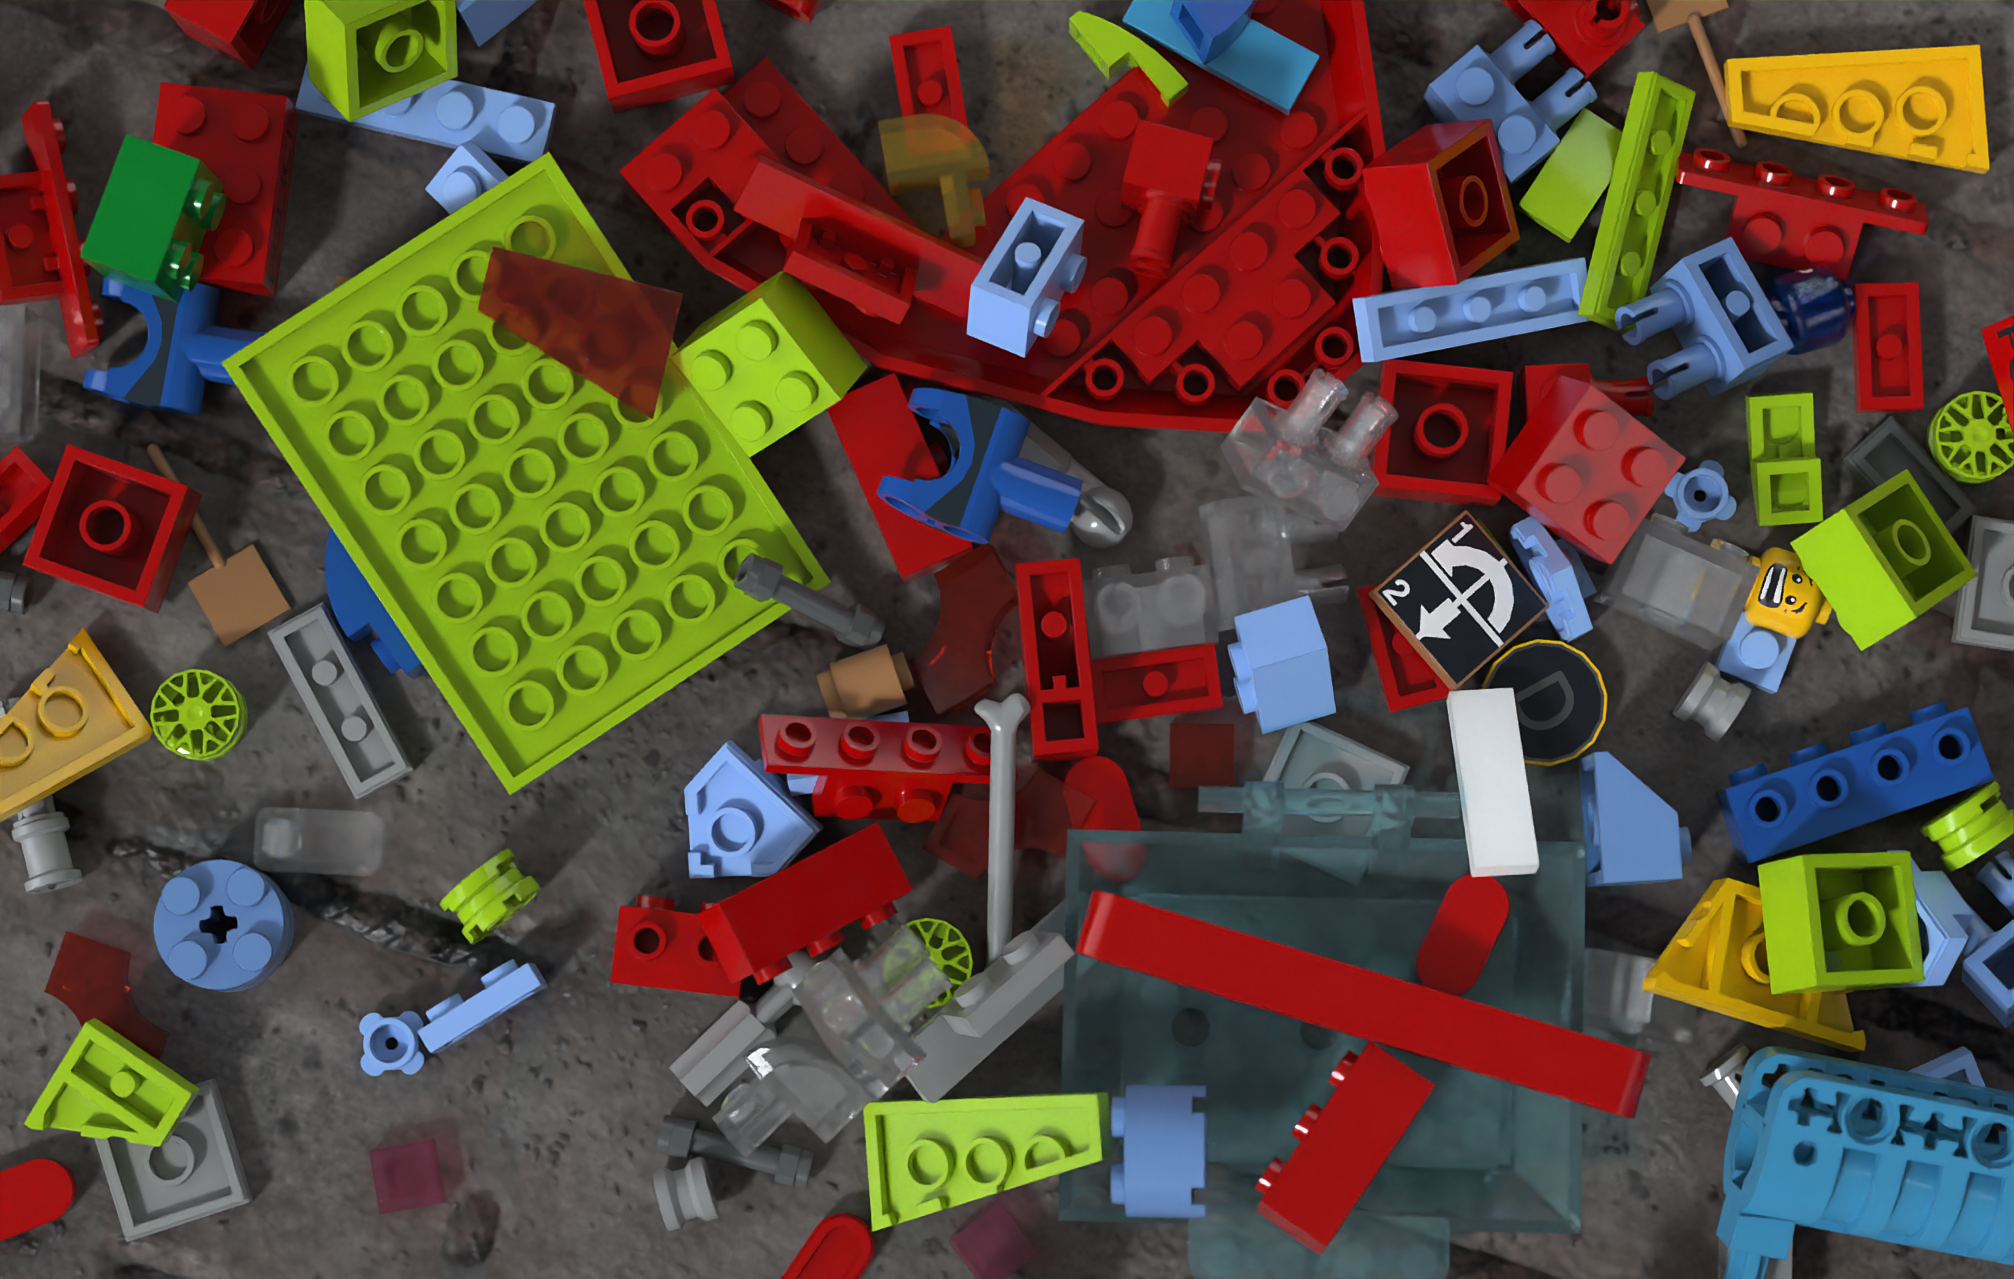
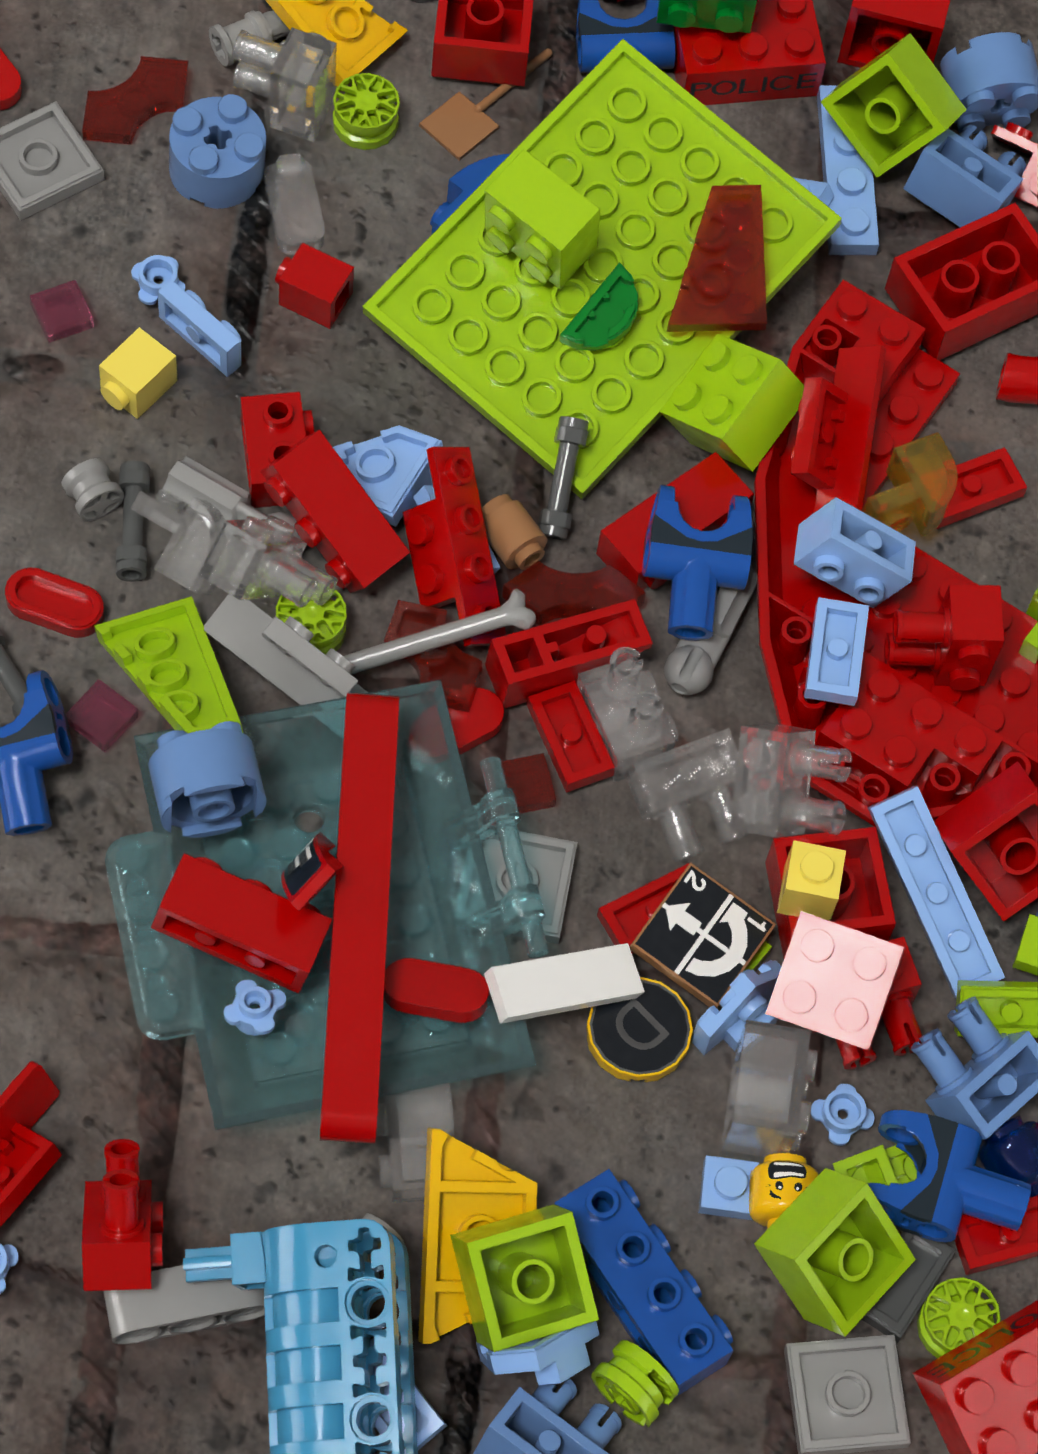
camera: 65 degrees right, 20 degrees down
(113, 1090) = (80, 102): lime wing -> none
(143, 797) = (293, 74): none -> clear brick
(341, 701) = (397, 202): light grey tile -> none
(450, 845) = (314, 285): none -> red brick
(481, 545) = (541, 219): none -> lime brick
(490, 896) = (284, 313): lime wheel -> none
(532, 1103) = (137, 373): none -> light yellow brick
(607, 489) = (605, 315): none -> green tile
(1156, 340) = (836, 651): none -> light blue plate
(1282, 665) = (612, 809): light blue brick -> none
(1310, 1057) = (310, 871): none -> slope
(1423, 1154) = (259, 1020): none -> light blue plate
(1456, 461) = (811, 880): none -> light yellow brick
(1628, 827) = (551, 1096): medium blue slope -> none
(1712, 701) = (678, 1154): light grey wheel -> none
(1831, 406) = (945, 1179): none -> blue connector

